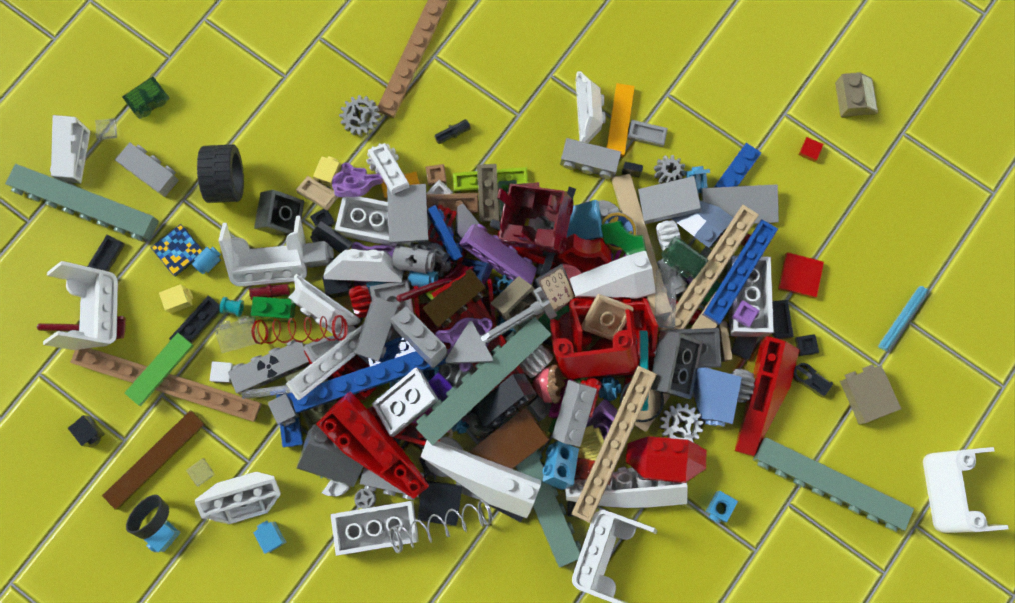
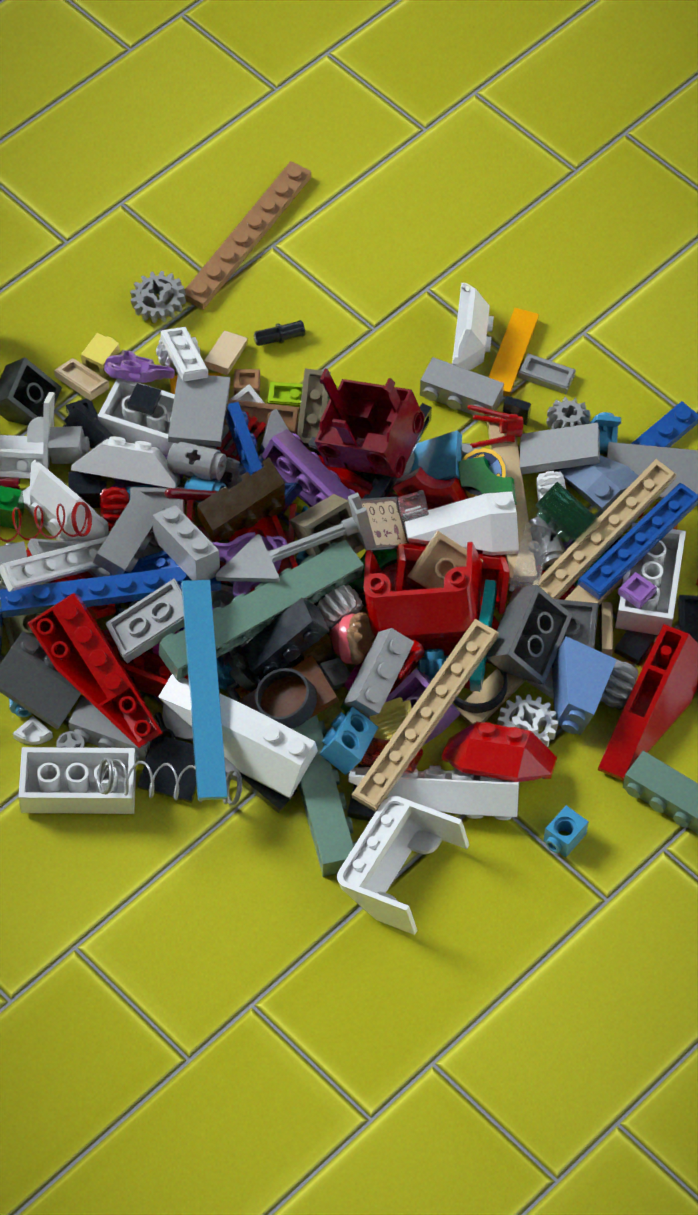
camera: 10 degrees right, 20 degrees down
(366, 211) = (144, 399): none -> black tile
(416, 154) = (225, 352): none -> tan tile
(454, 457) = (204, 690): none -> dark azure tile
(530, 445) = (303, 713): none -> black tyre
(575, 269) = (413, 506): none -> clear tile
(630, 186) = (509, 425): none -> red plant

